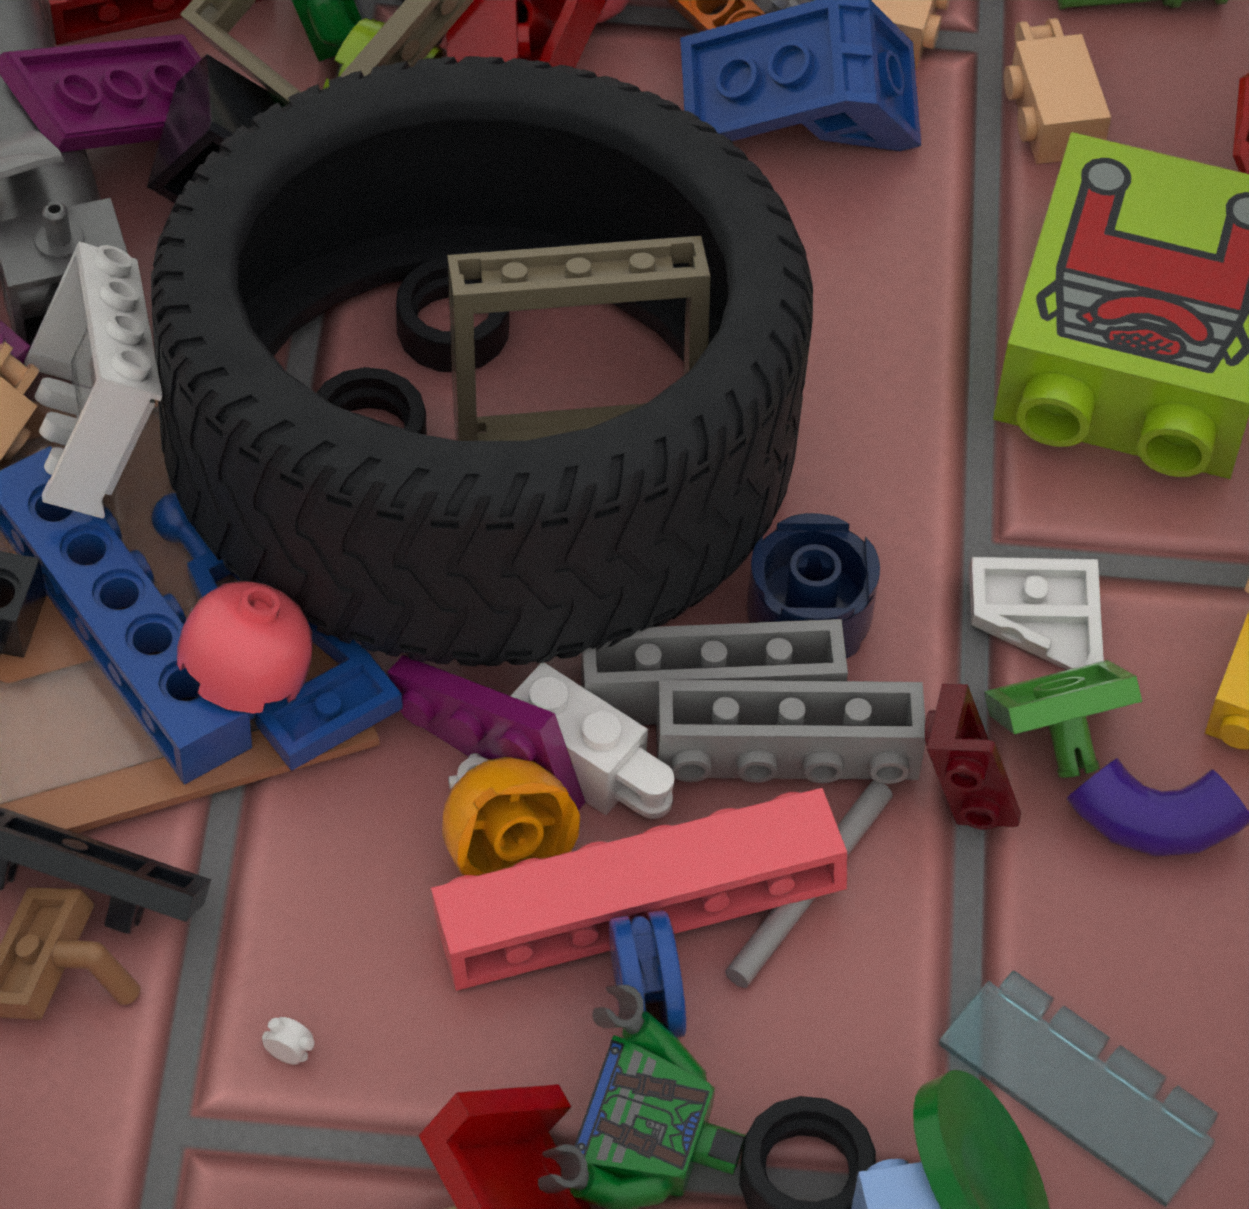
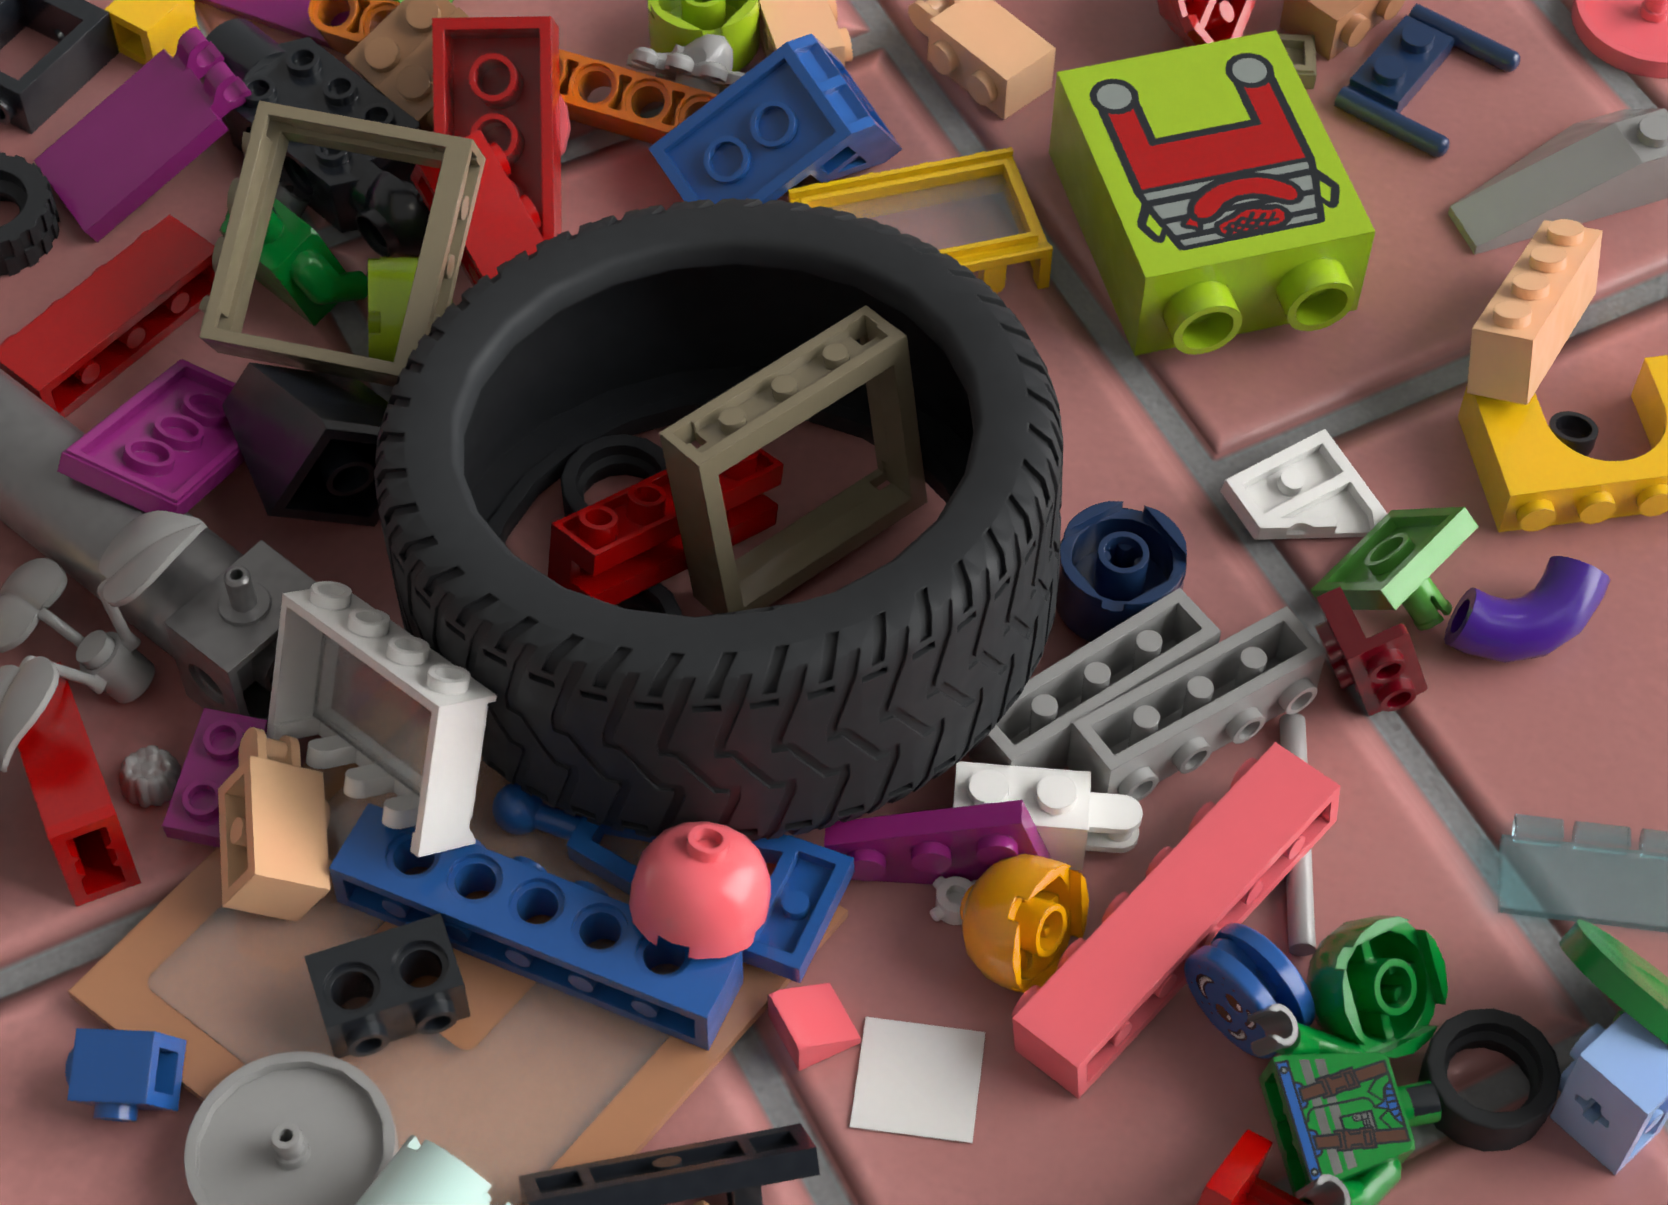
camera: 30 degrees left, 0 degrees up
(284, 810) = (811, 1023): none -> coral slope
(340, 903) = (918, 1080): none -> white sticker
(406, 351) = (635, 535): none -> red brick
(760, 1034) = (1378, 984): none -> green cylinder
(885, 216) = (960, 205): none -> window

